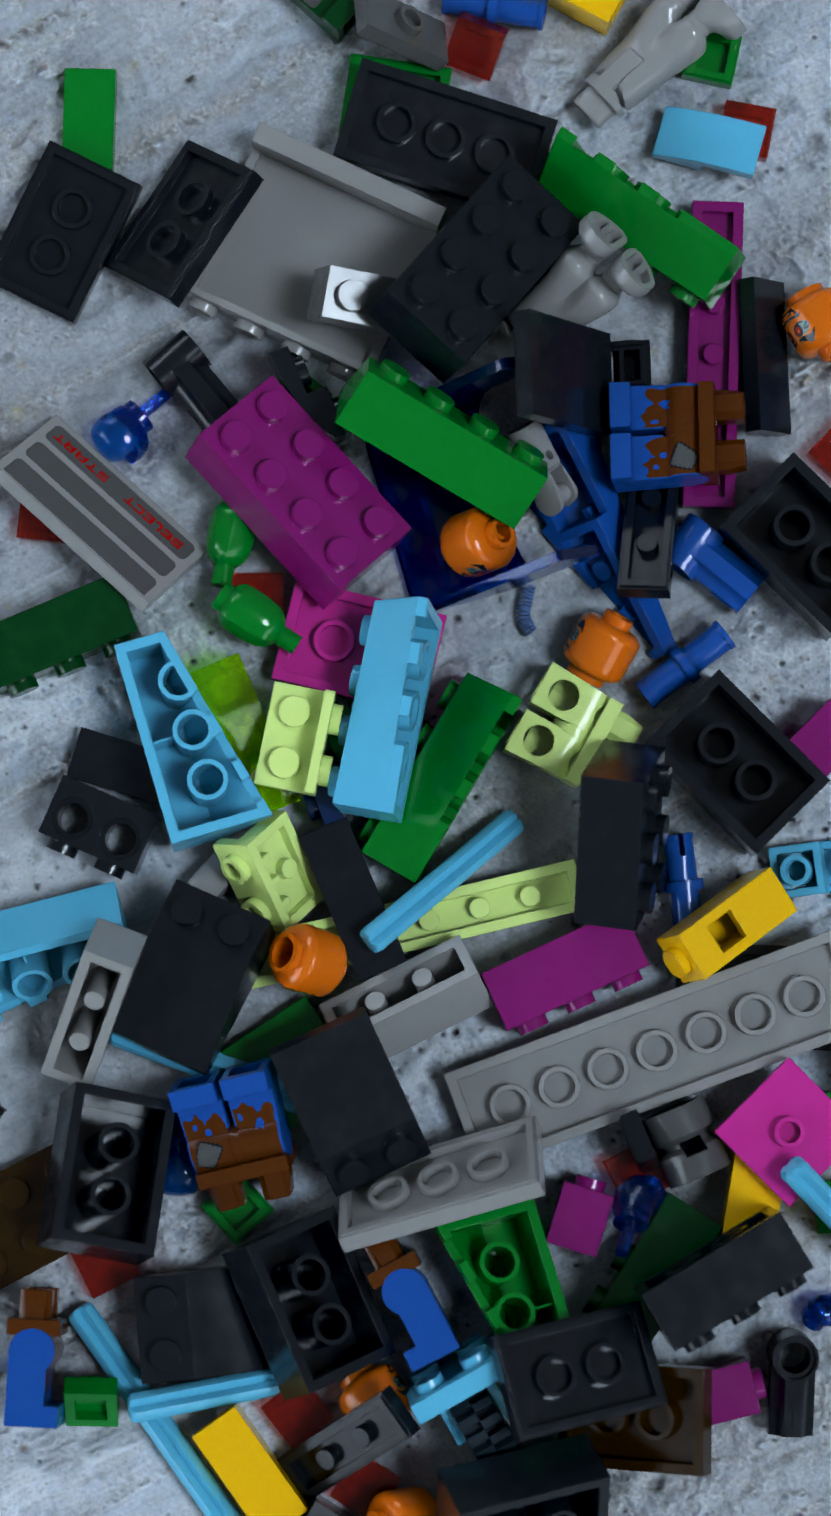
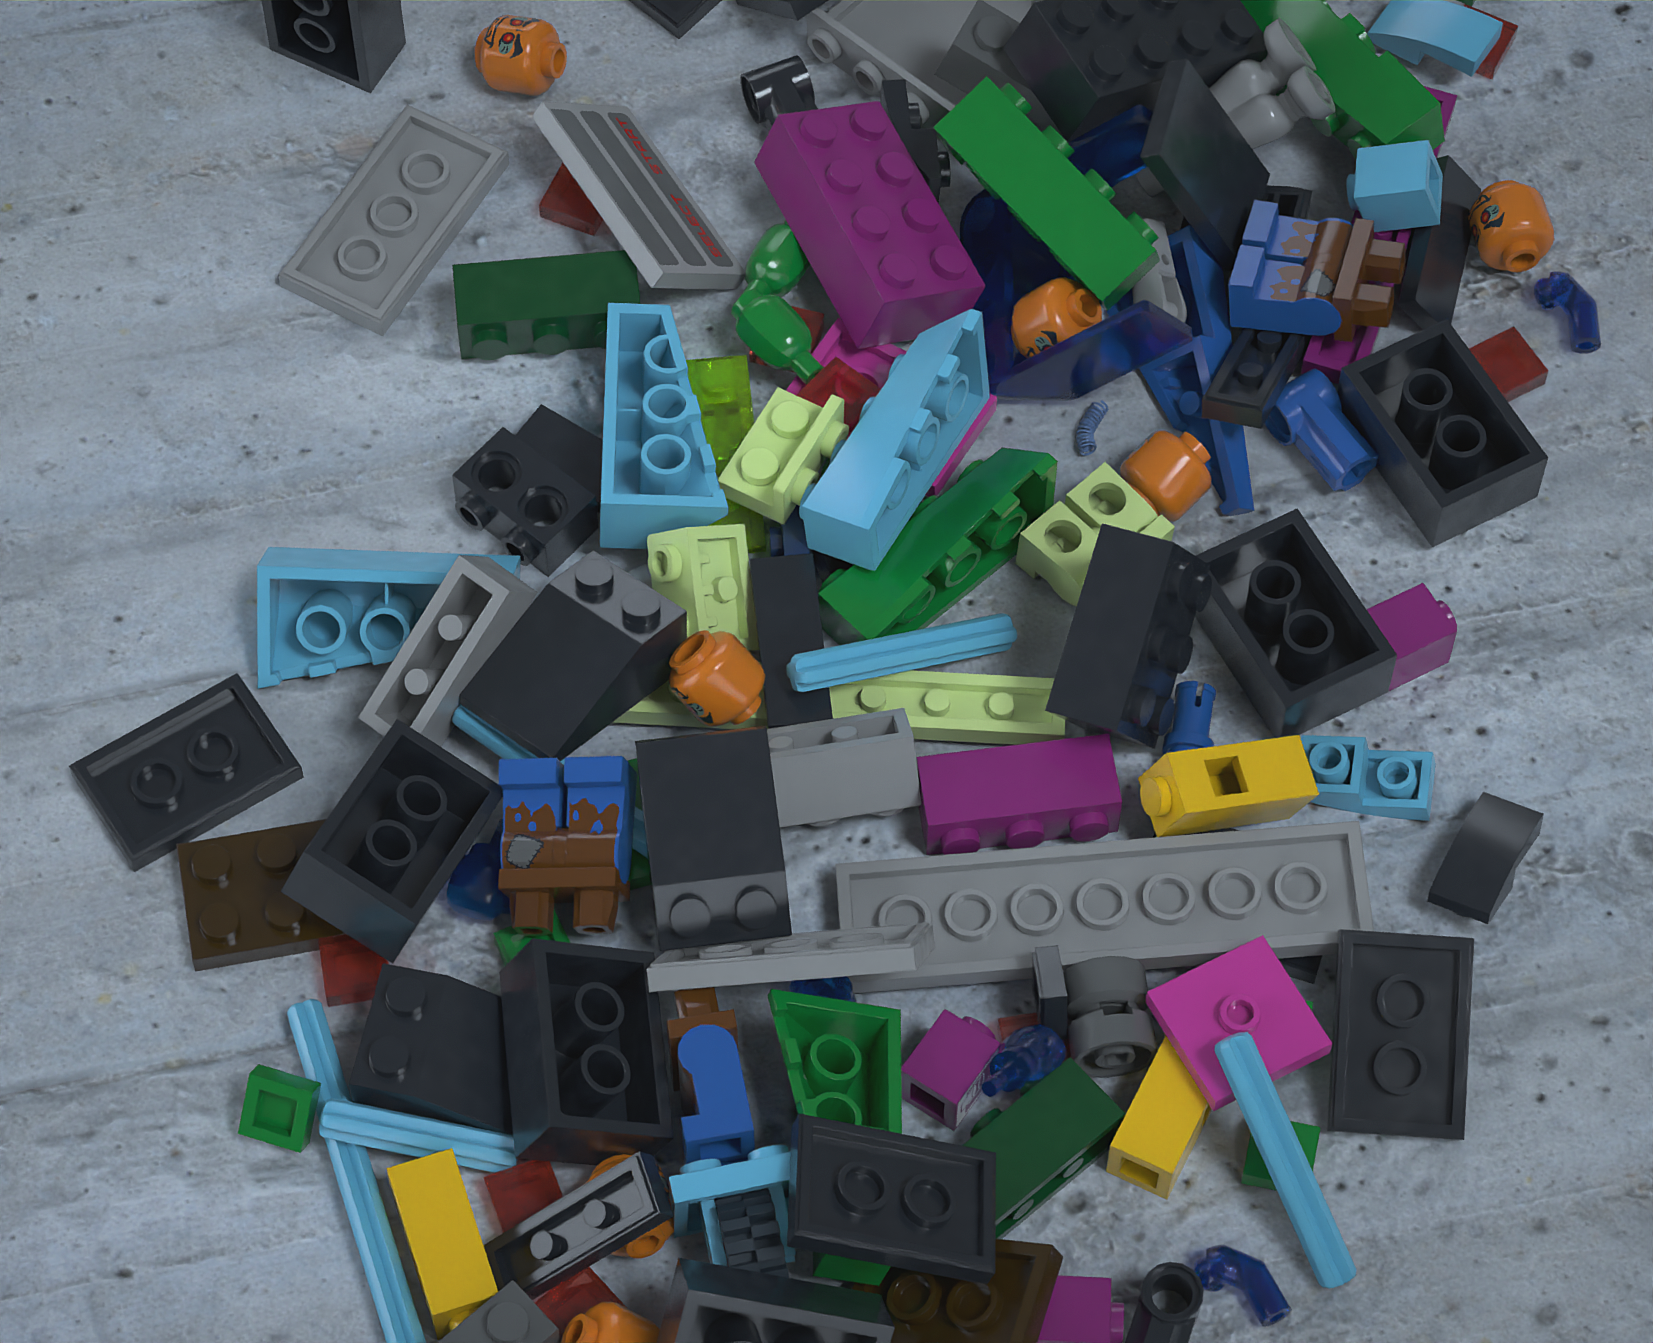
camera: 15 degrees right, 25 degrees down
(33, 1360) = (228, 1030): blue hips -> none
(124, 430) = (697, 139): clear blue piece -> none
(322, 661) = (844, 382): none -> clear red tile
(684, 664) = (1257, 513): blue pin -> none
(720, 329) = (1397, 186): none -> medium azure brick
(725, 1279) = (1108, 1140): black brick -> none

